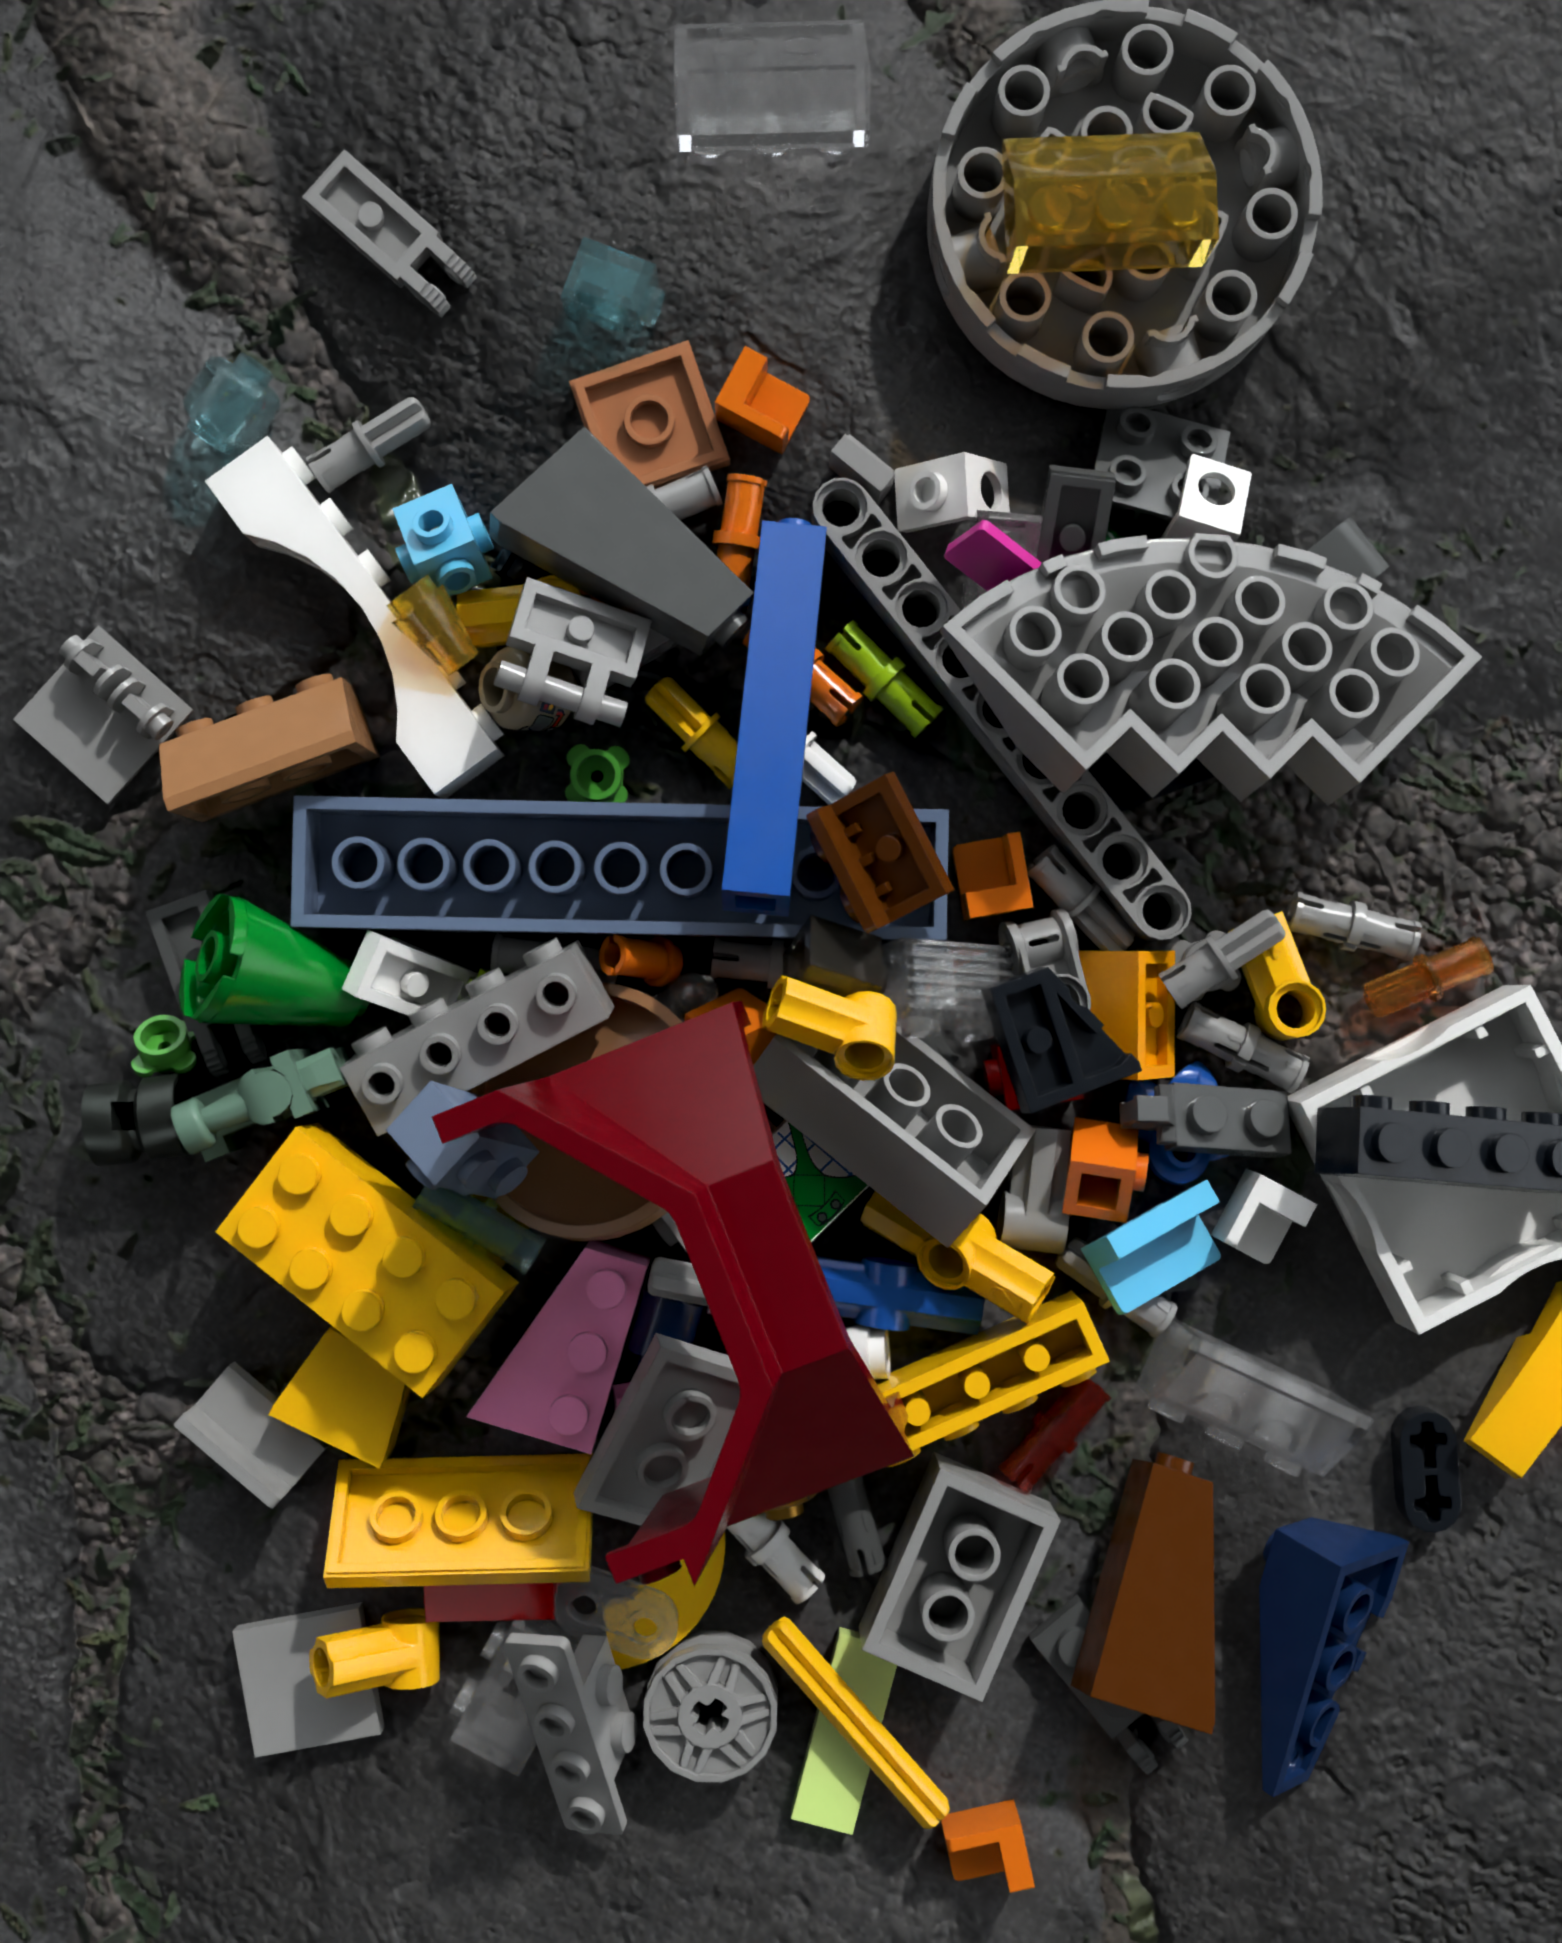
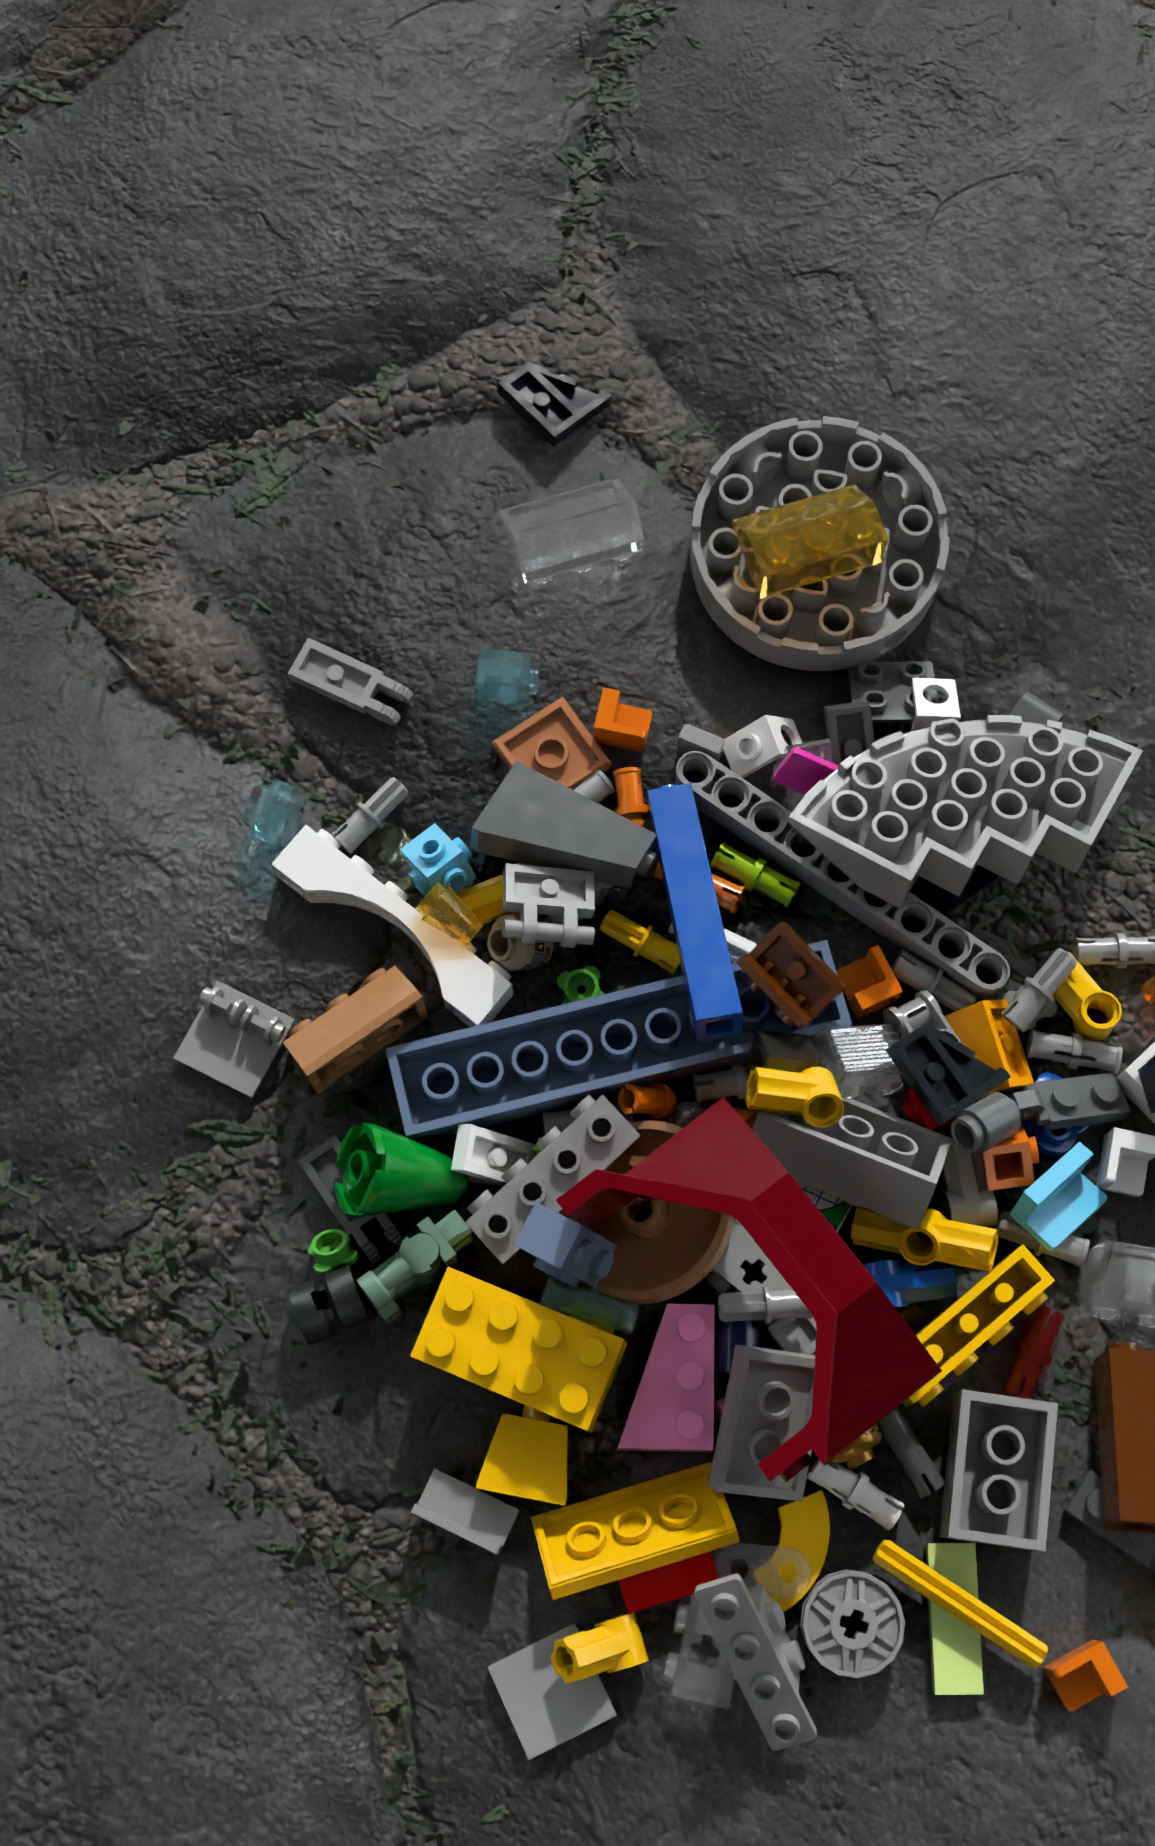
camera: 15 degrees left, 15 degrees down
(1086, 1128) = (986, 1123): none -> dark grey brick

